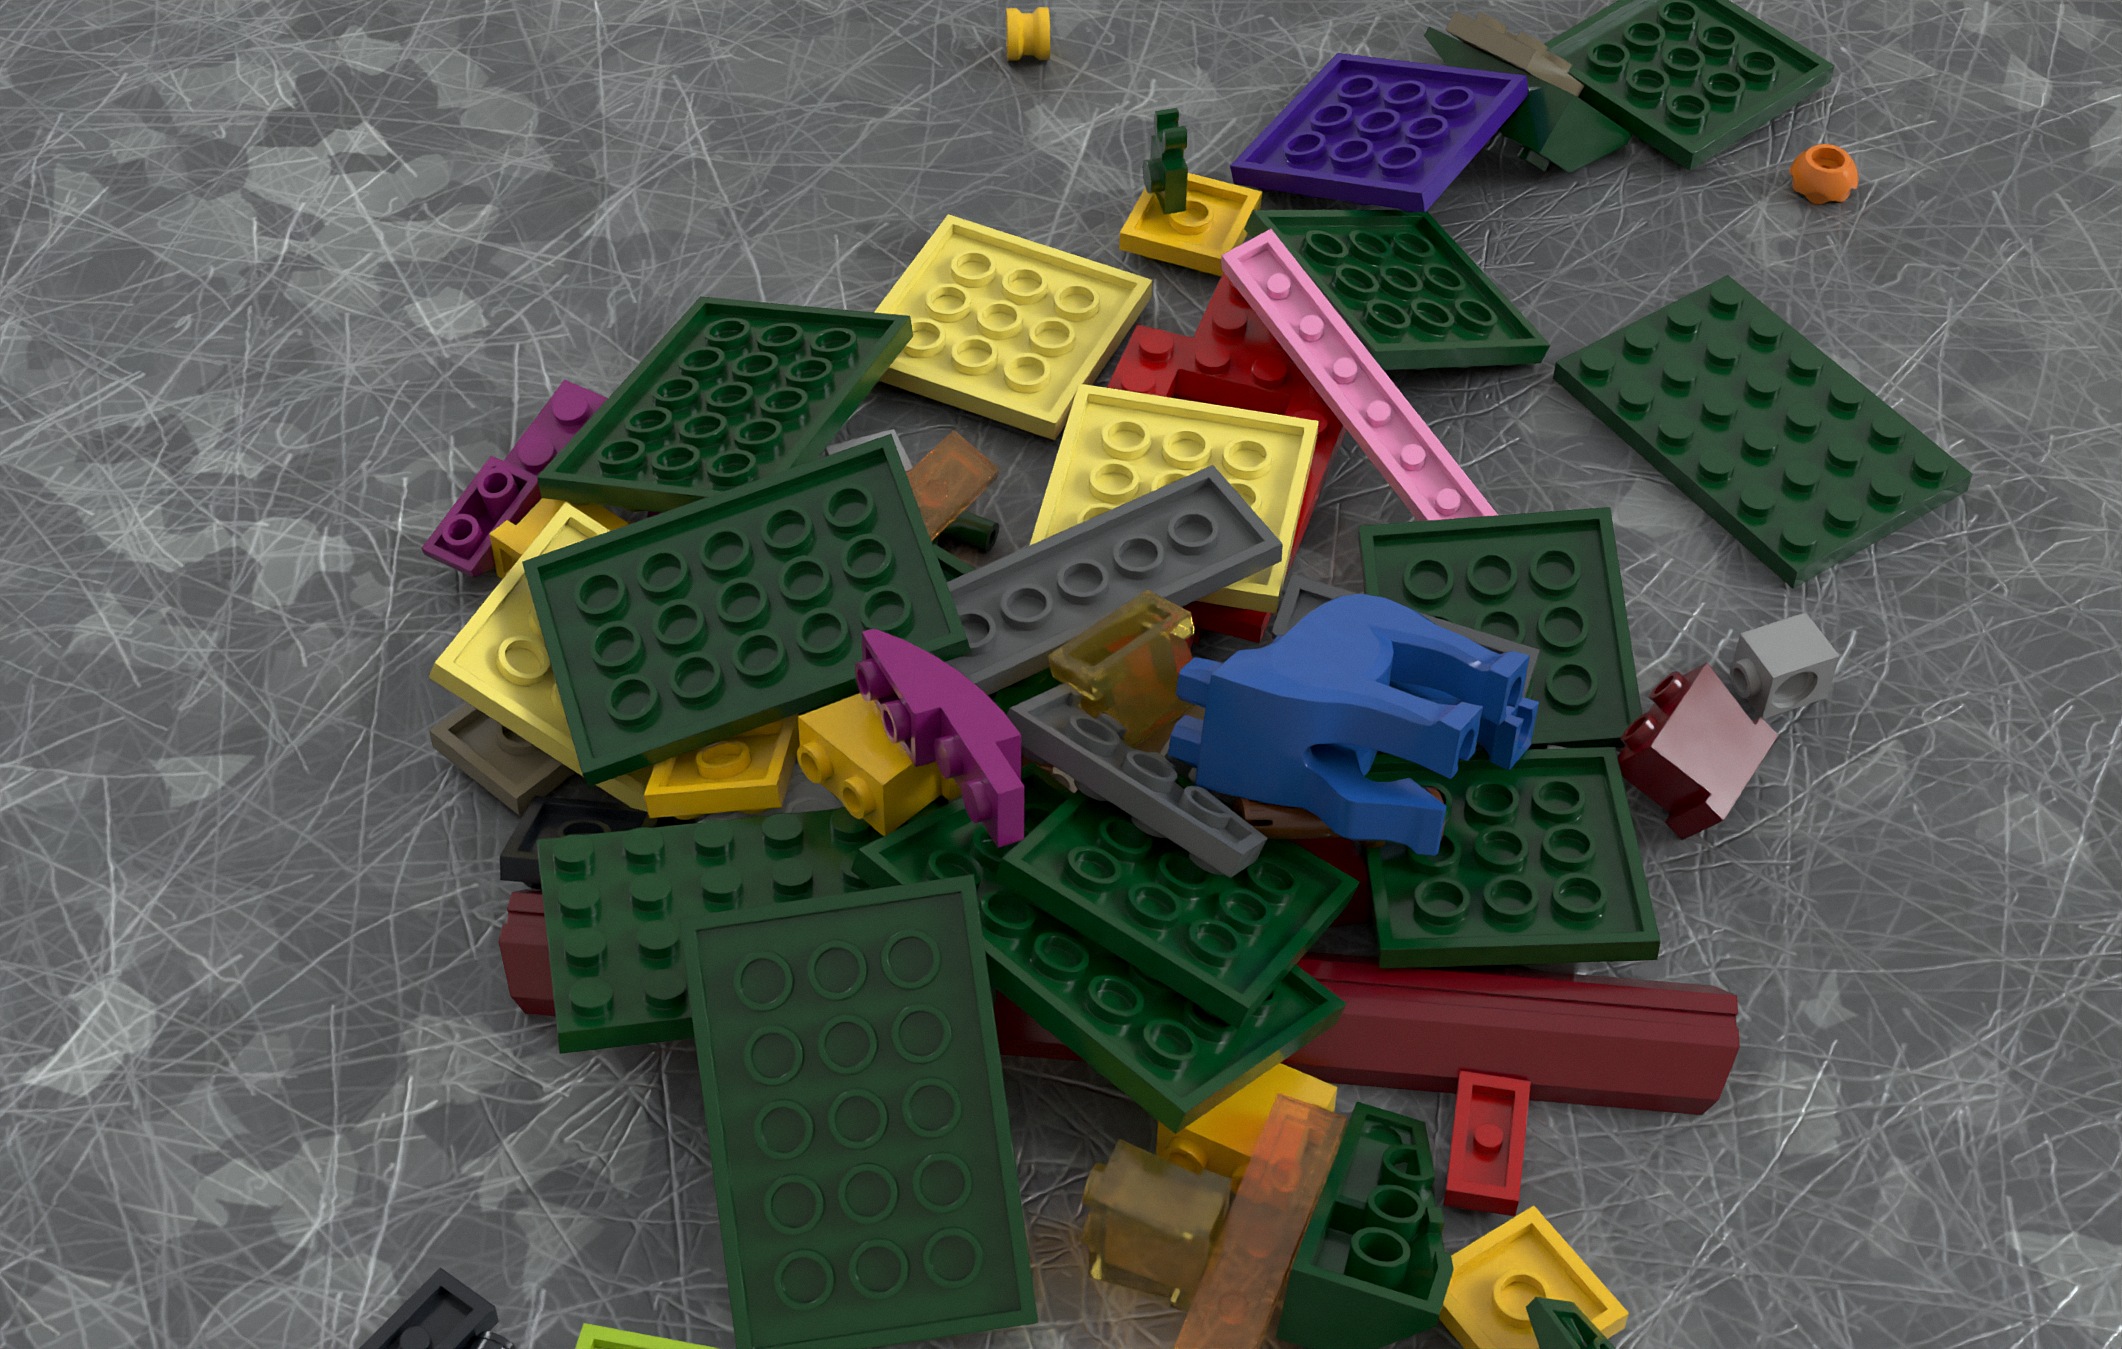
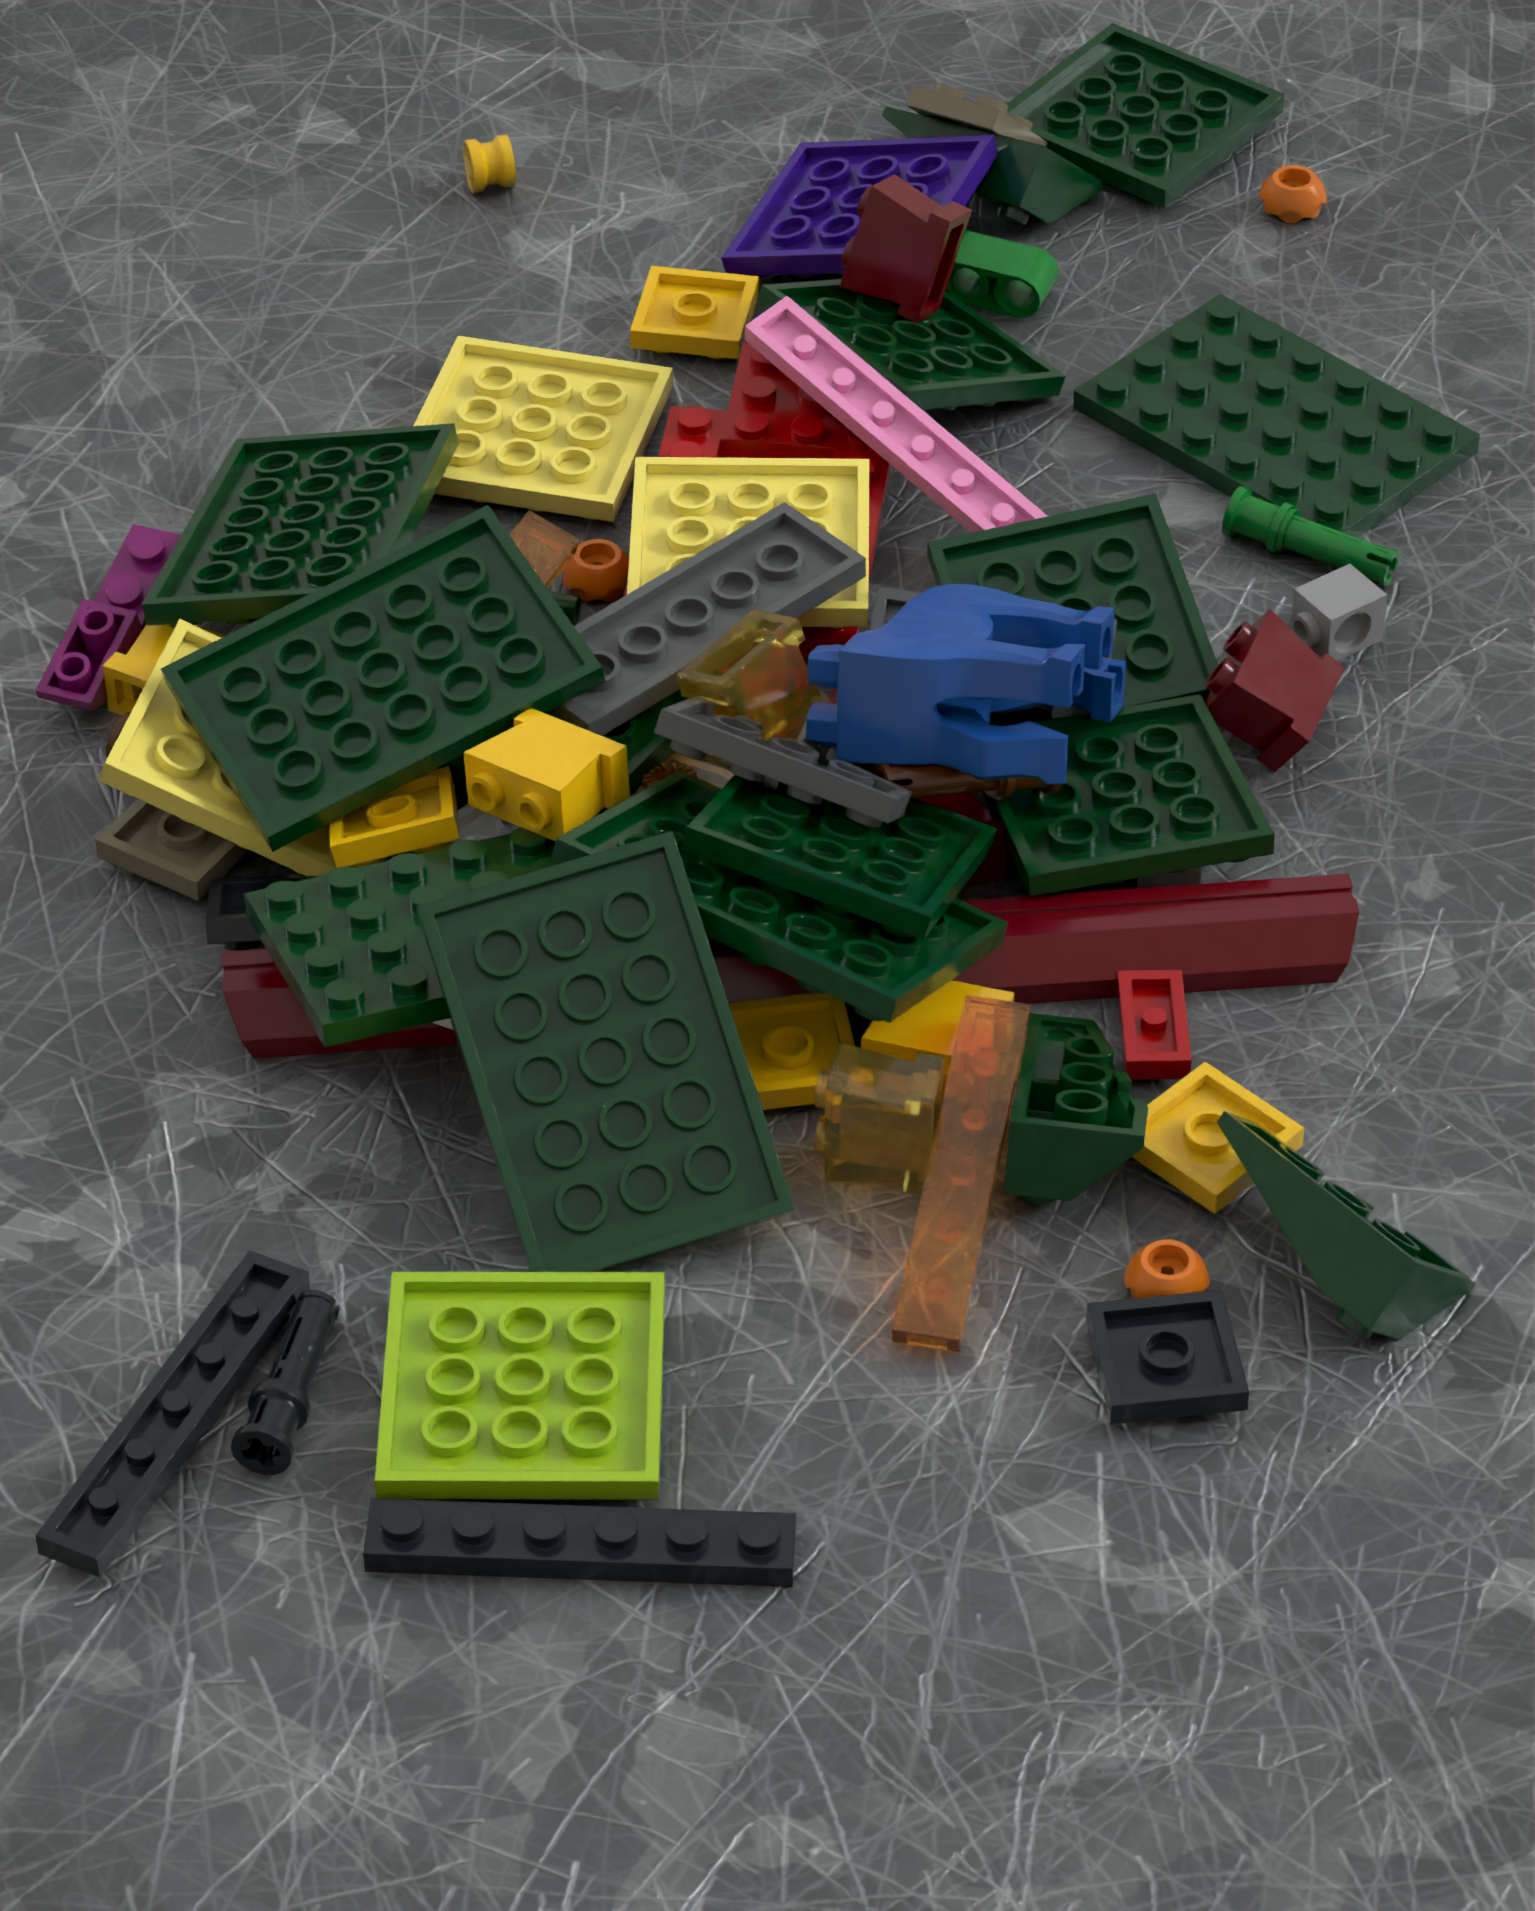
camera: 10 degrees left, 5 degrees down
(948, 722) = (610, 727): magenta slope -> none
(1018, 494) = (597, 571): none -> orange plate
(1068, 1113) = (789, 1043): none -> yellow plate
(1166, 169) = (665, 262): dark green plate -> none
(1406, 188) = (904, 247): none -> dark red hips
(1499, 220) = (1002, 275): none -> green beam
(1744, 554) = (1284, 529): none -> green pin

